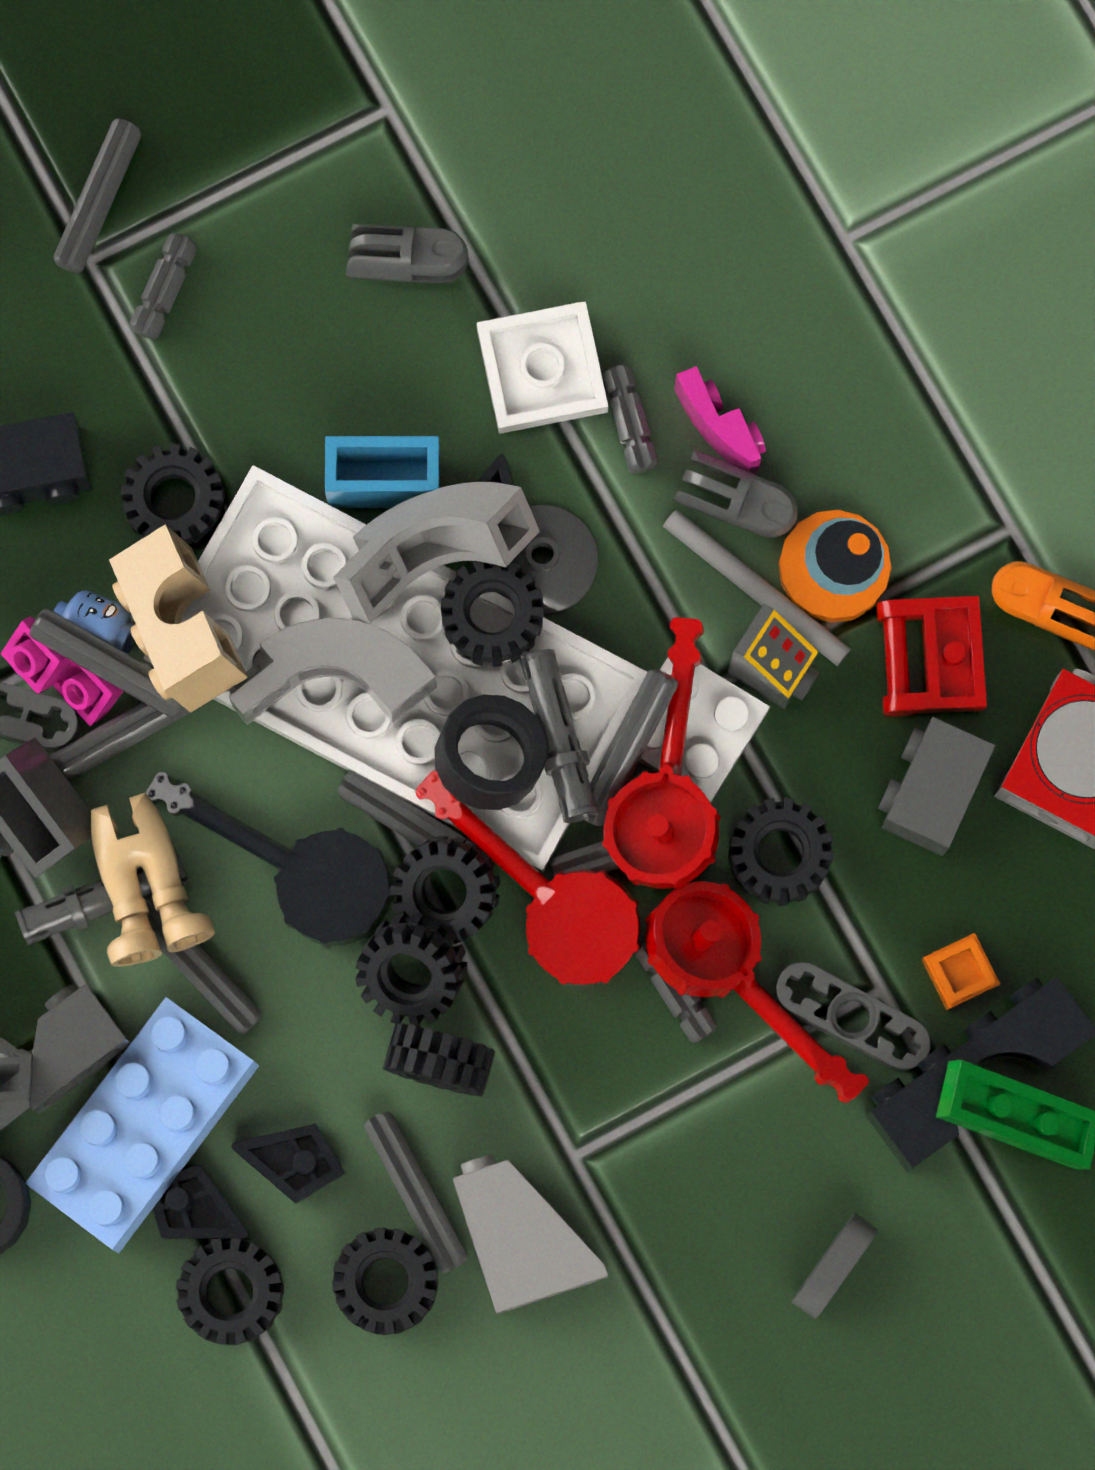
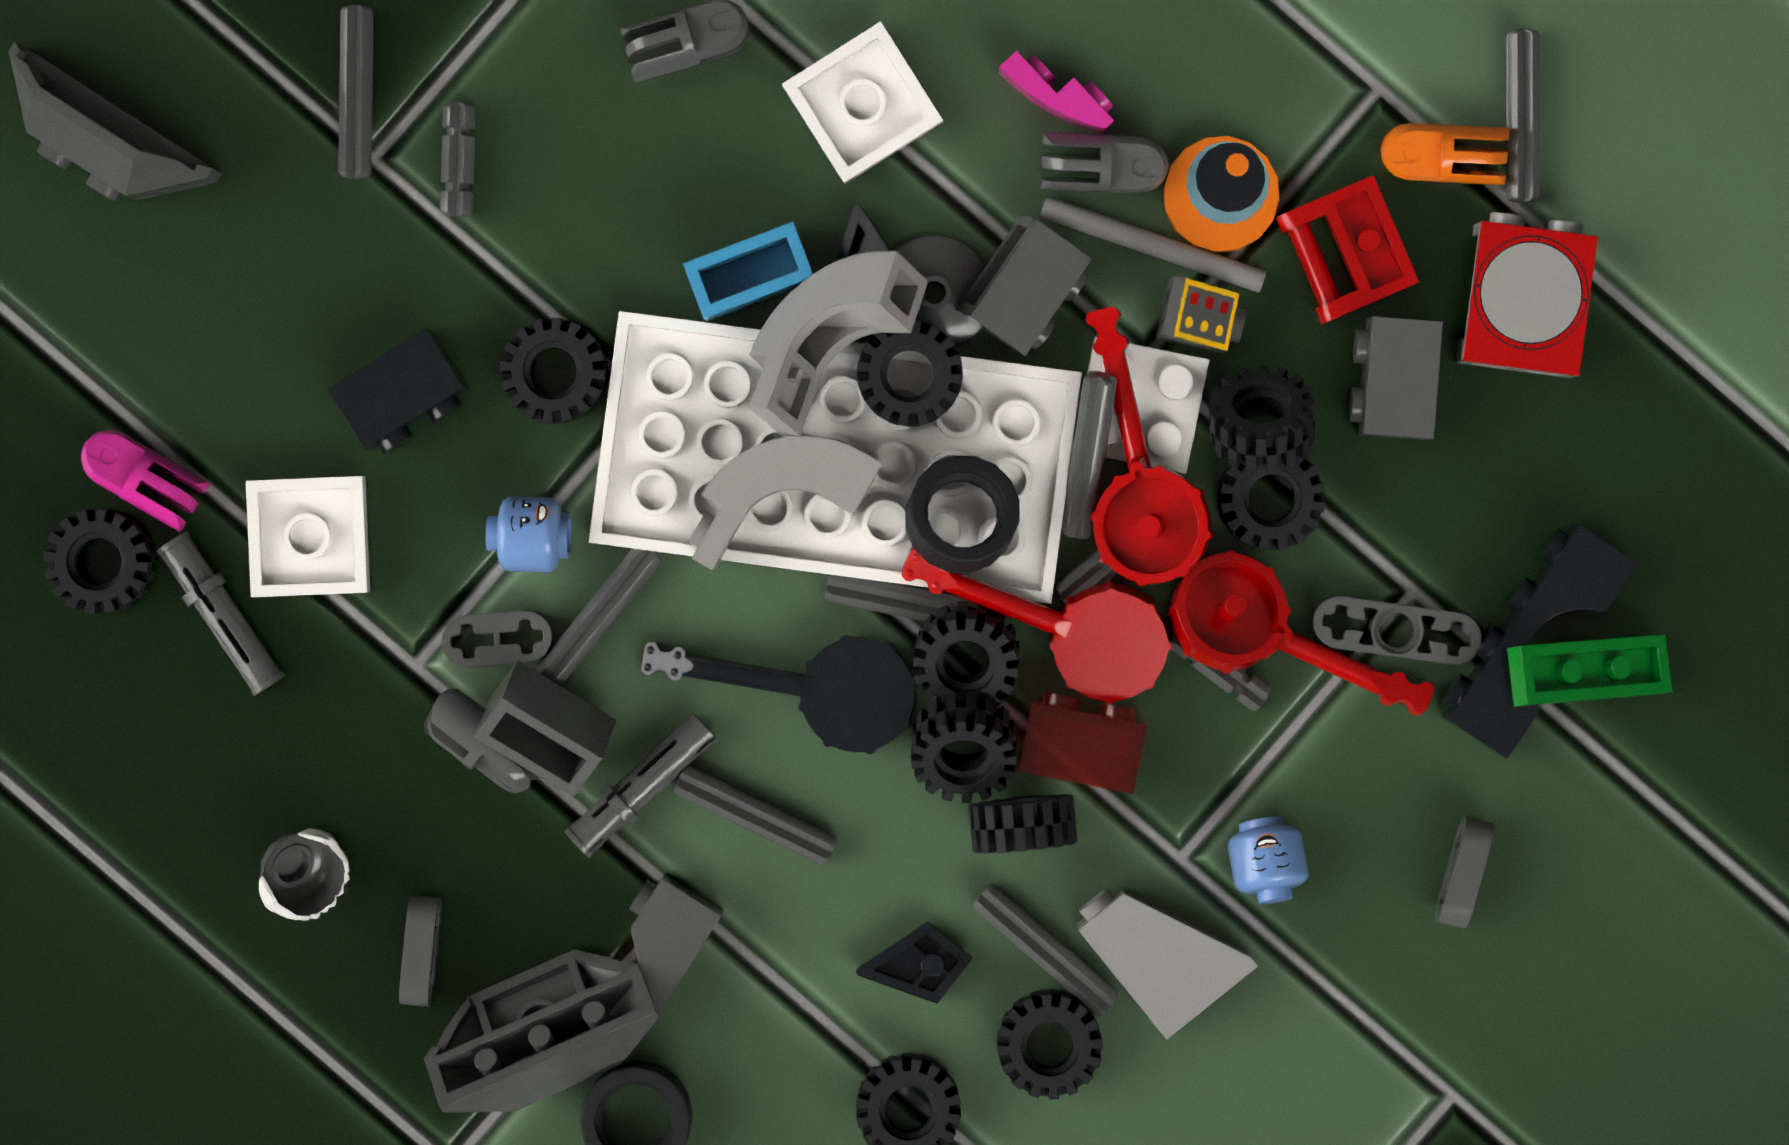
camera: 25 degrees left, 10 degrees up
(46, 668) = (493, 581): dark pink slope -> none
(100, 659) = (560, 564): dark grey axle -> none
(118, 866) = (650, 761): tan piece -> none
(142, 1125) = (765, 984): light blue plate -> none
(156, 585) = (575, 470): tan arch -> none
(196, 1209) = (843, 1043): black piece -> none
(522, 1010) = (1082, 744): none -> clear red piece
(565, 758) = (1032, 486): dark grey pin -> none
(627, 577) = (1025, 285): none -> dark grey piece
(630, 419) = (967, 121): dark grey axle -> none
(655, 1182) = (1268, 859): none -> medium blue head
(798, 772) = (1268, 441): none -> black tyre
(960, 971) = (1483, 547): orange tile -> none

